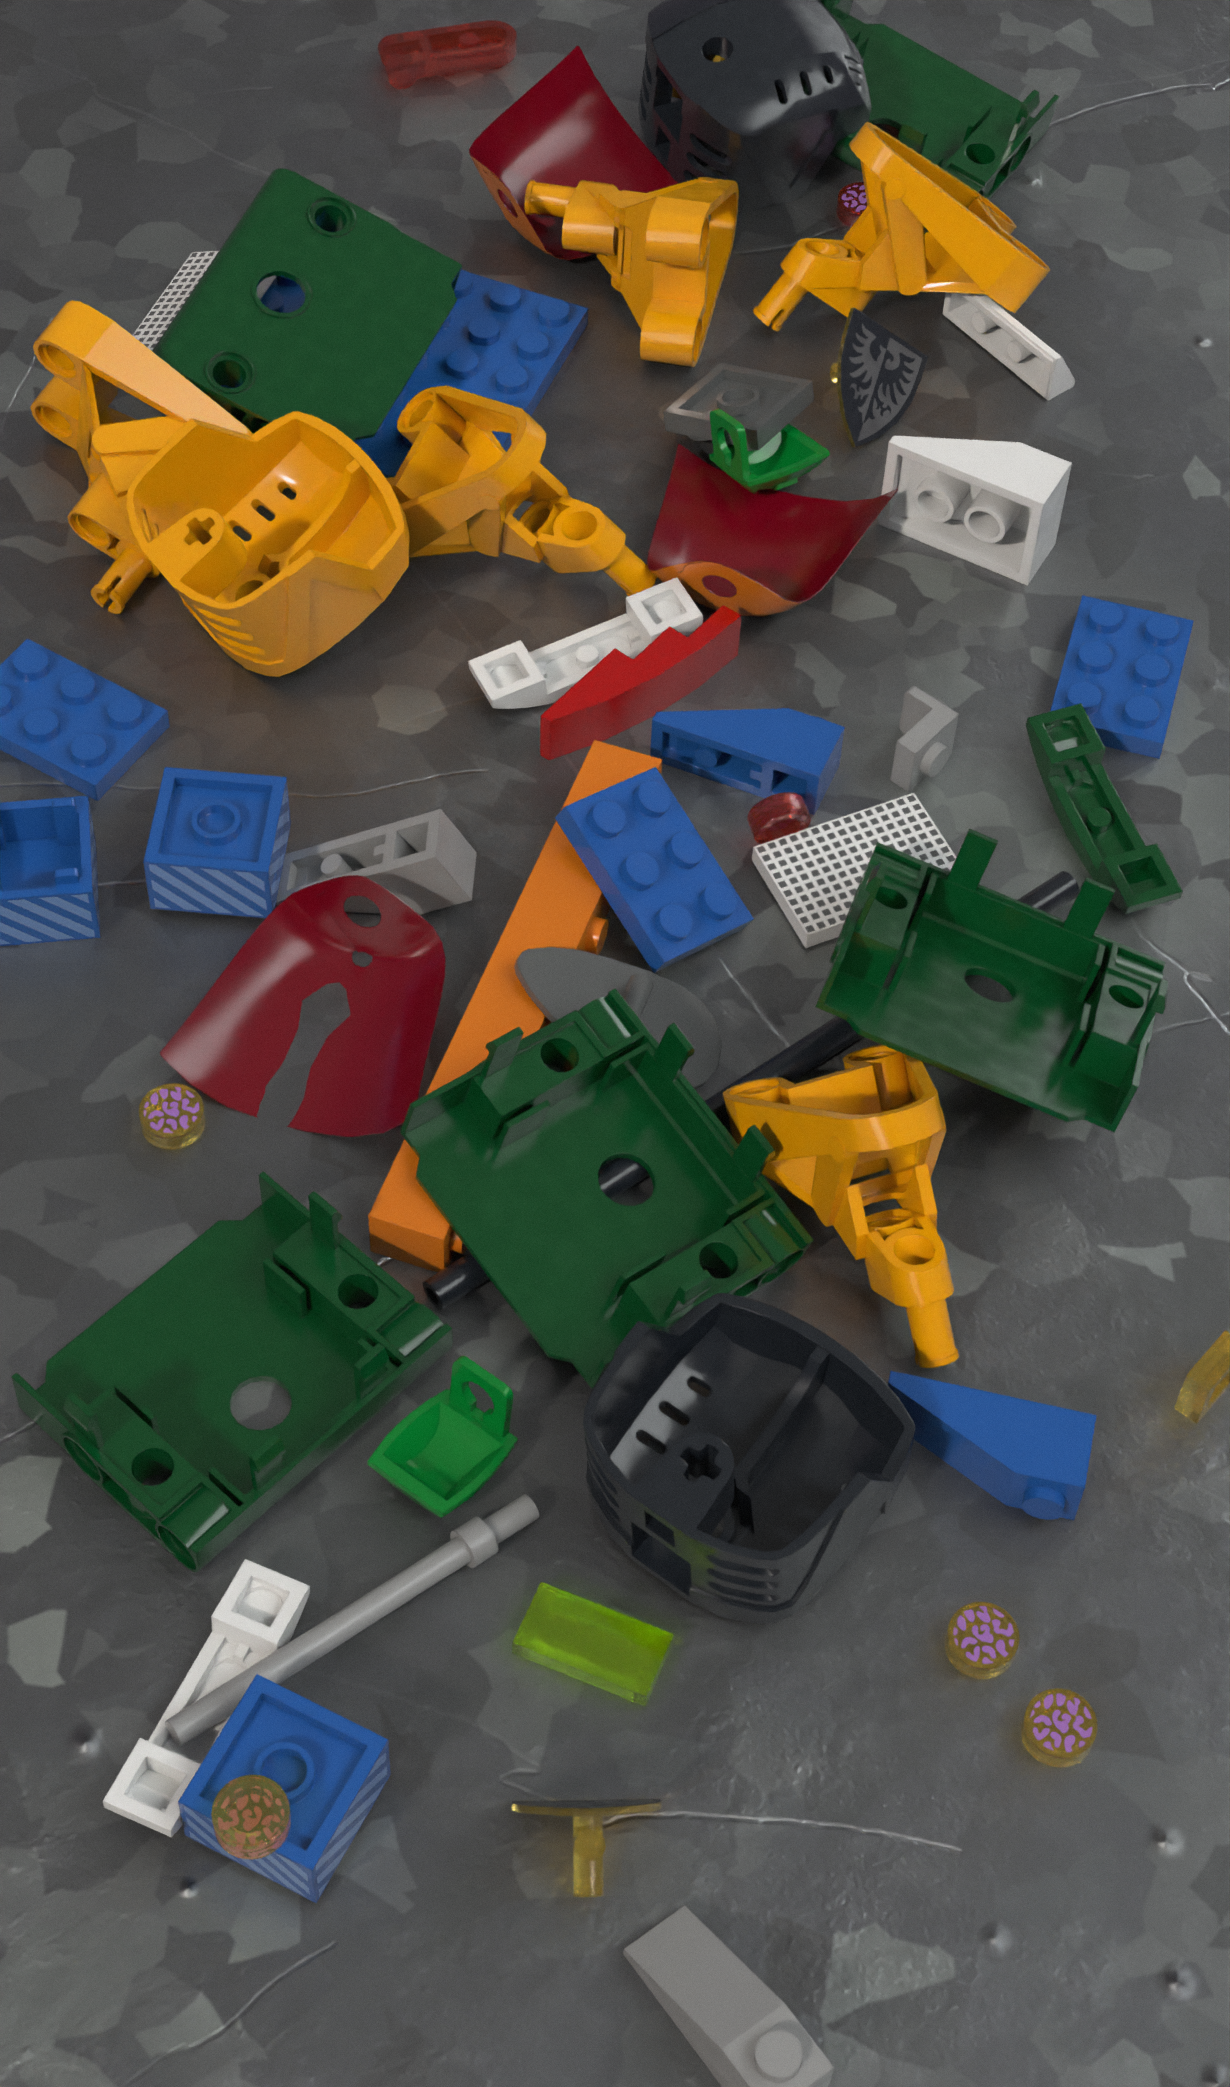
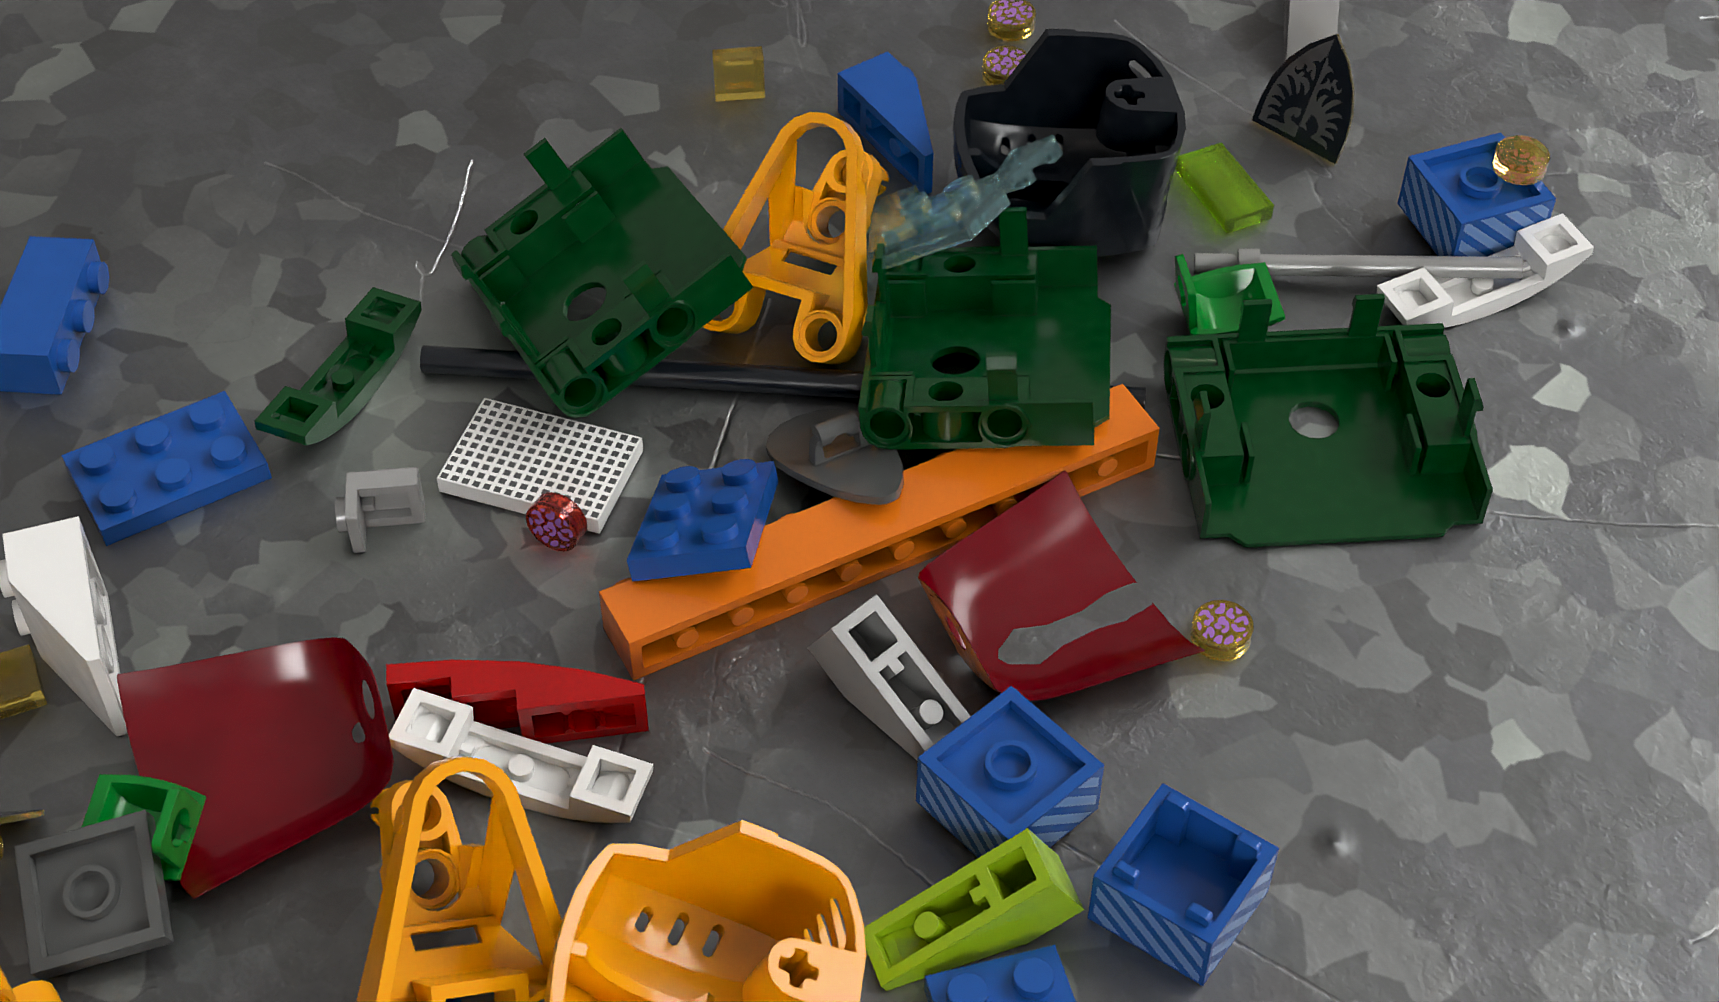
camera: 135 degrees left, 5 degrees down
(134, 763) = (974, 913): none -> lime slope
(752, 749) = (500, 577): blue slope -> none
(768, 1238) = (921, 225): none -> clear light blue wing

